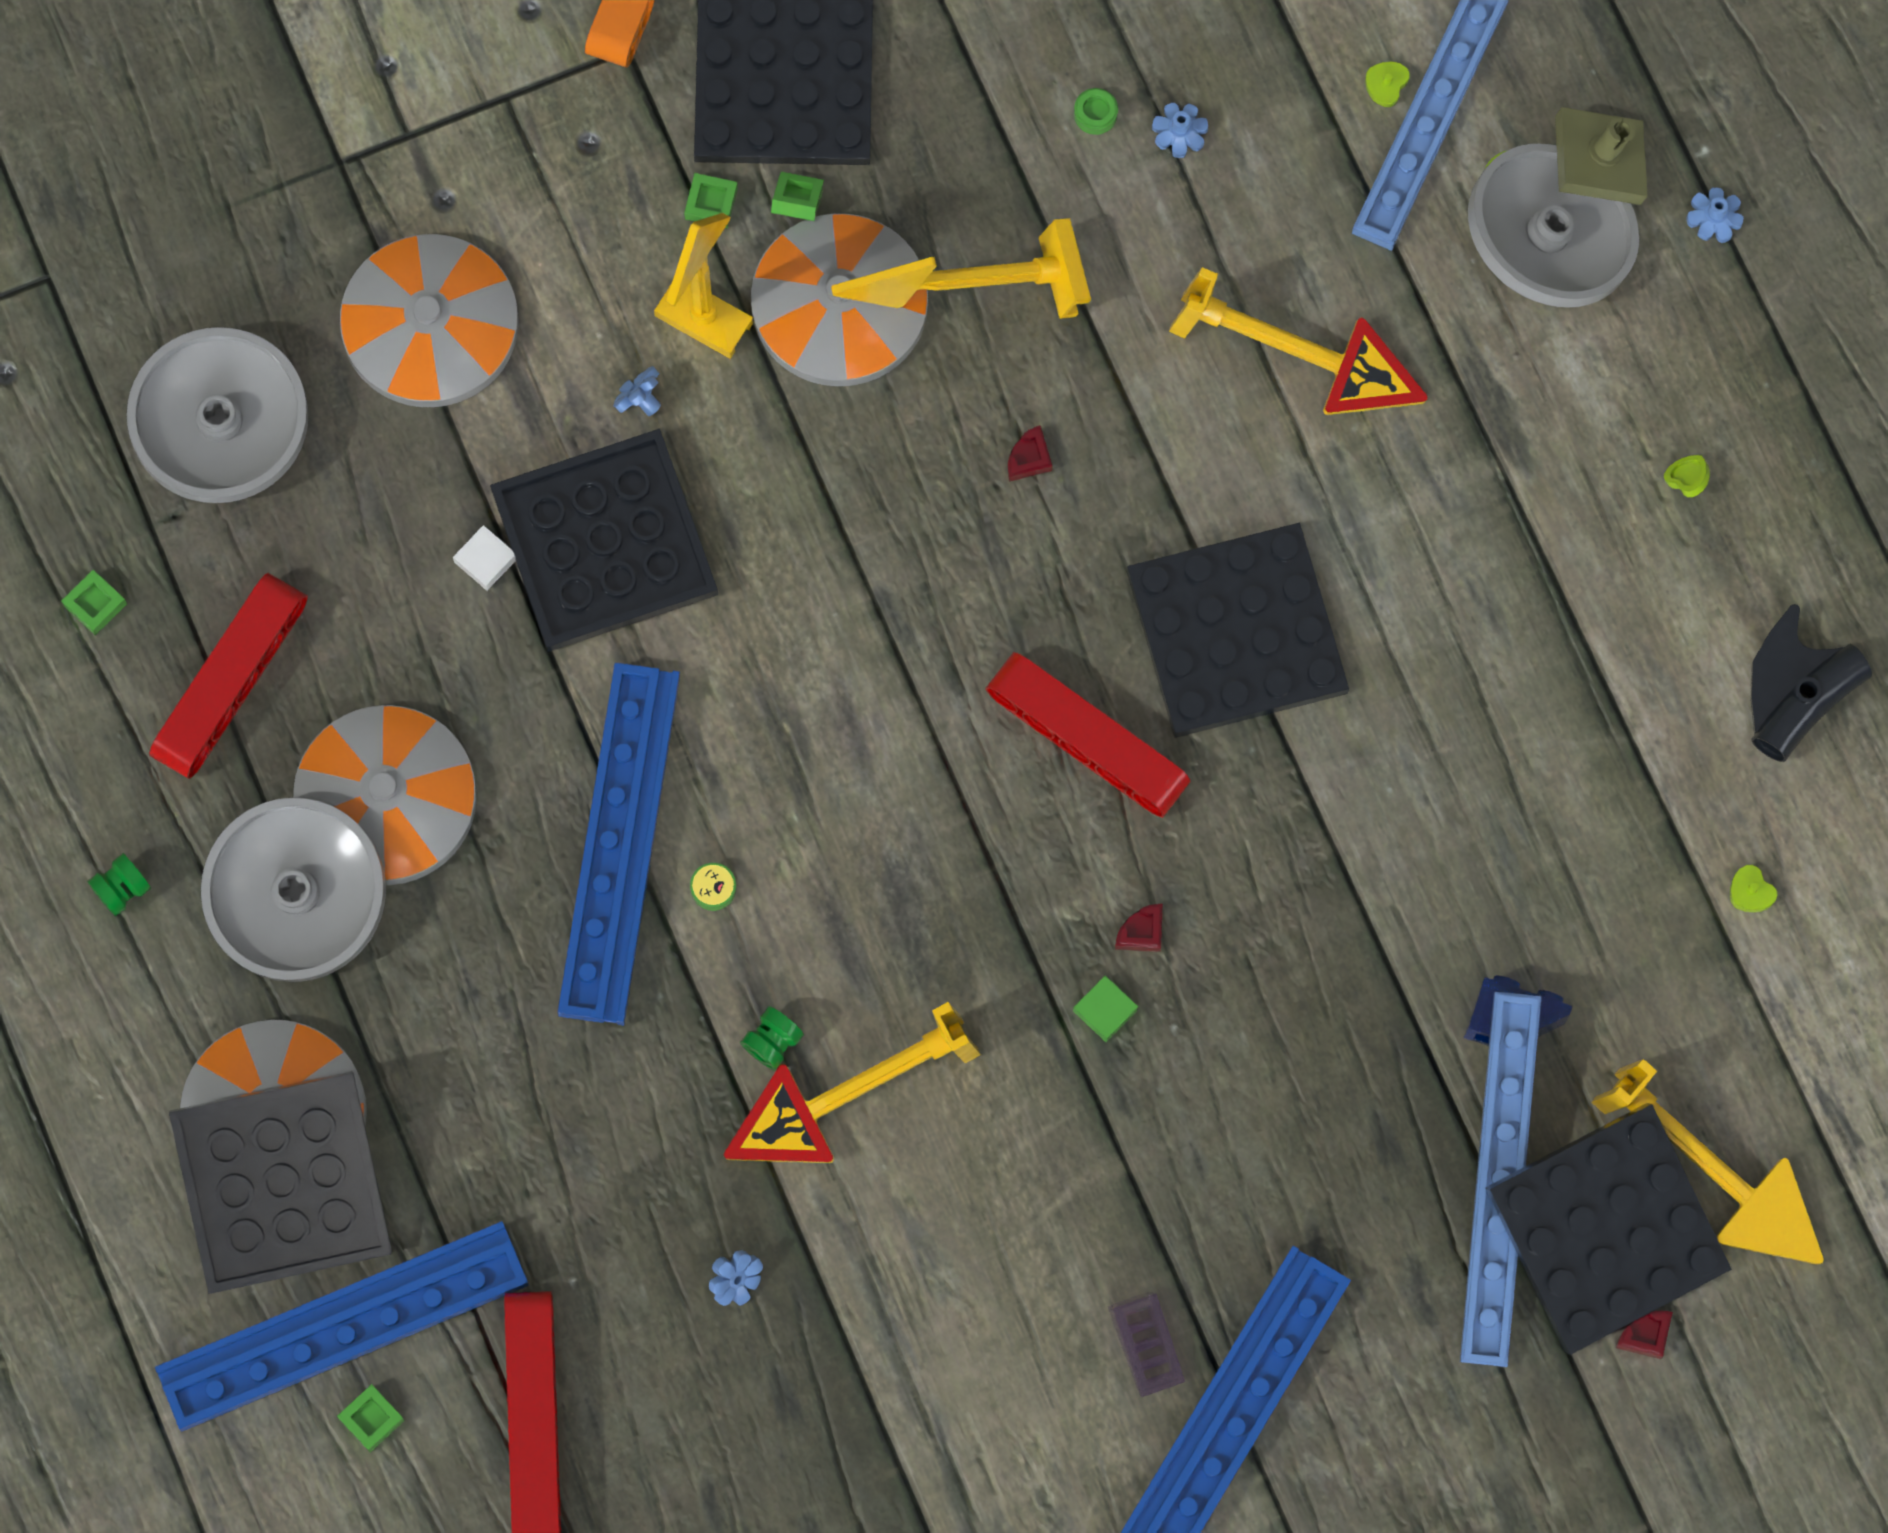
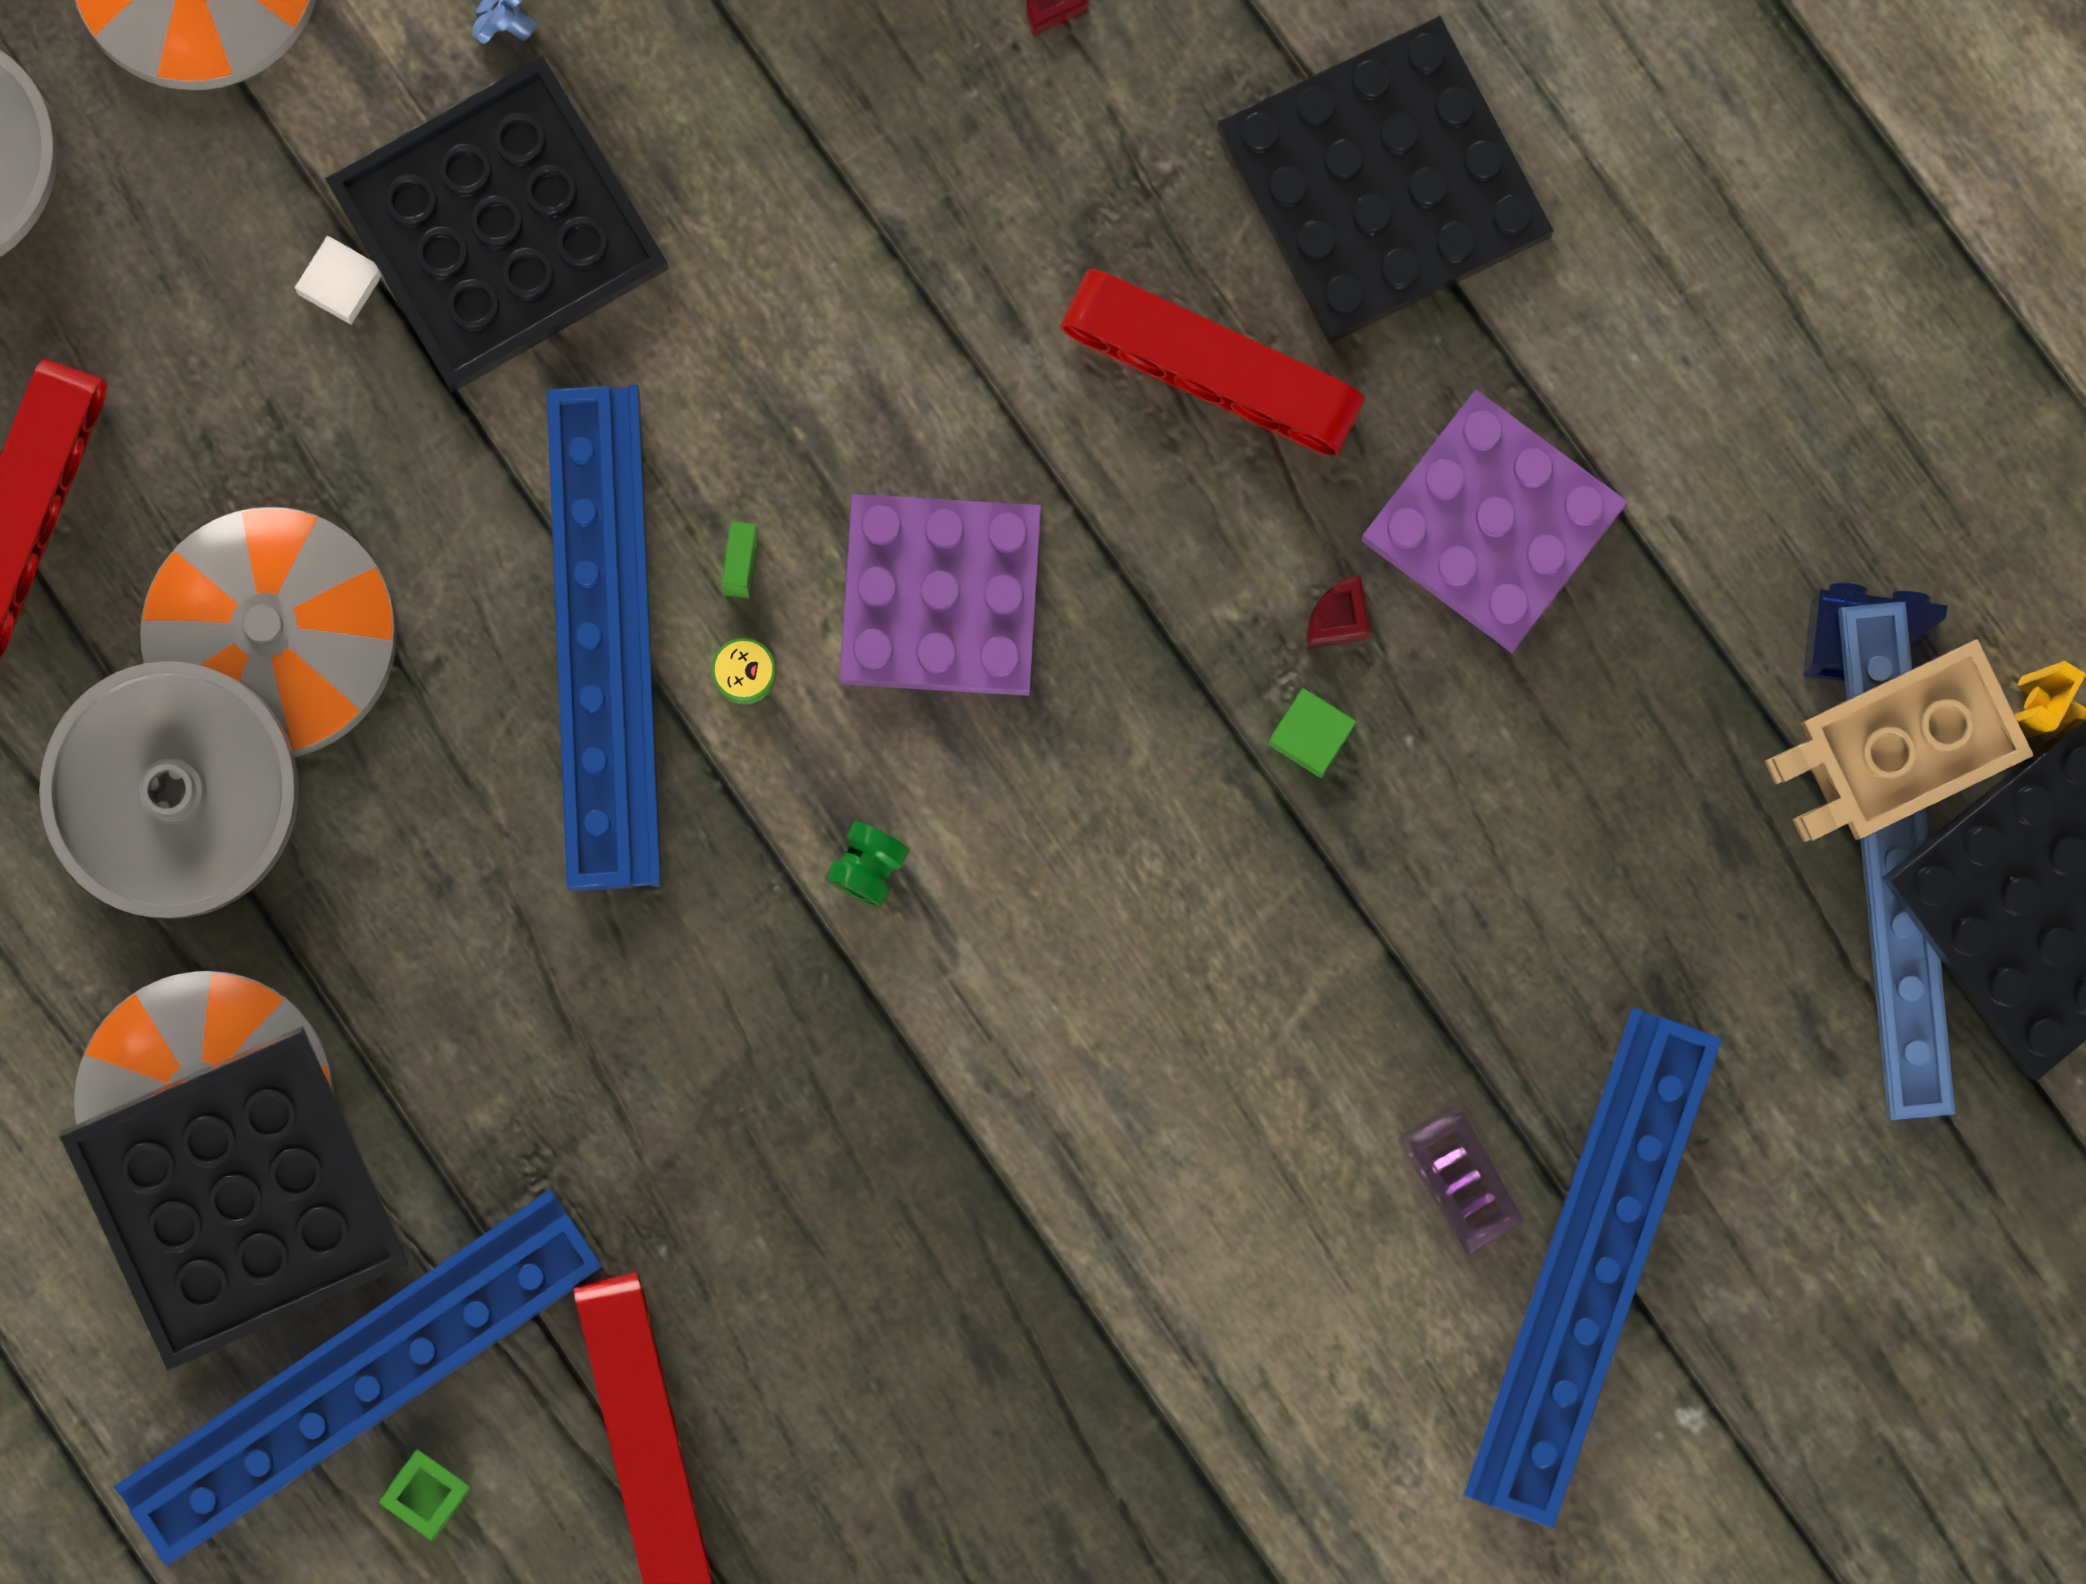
camera: 10 degrees left, 5 degrees up
(726, 808) = (740, 560): none -> bright green tile
(735, 1278) = (884, 1203): medium blue plant -> none
(786, 1126) = (911, 981): piece -> none
(862, 860) = (940, 594): none -> medium lavender plate
(1265, 885) = (1493, 521): none -> medium lavender plate
(1520, 1096) = (1905, 745): none -> tan tile

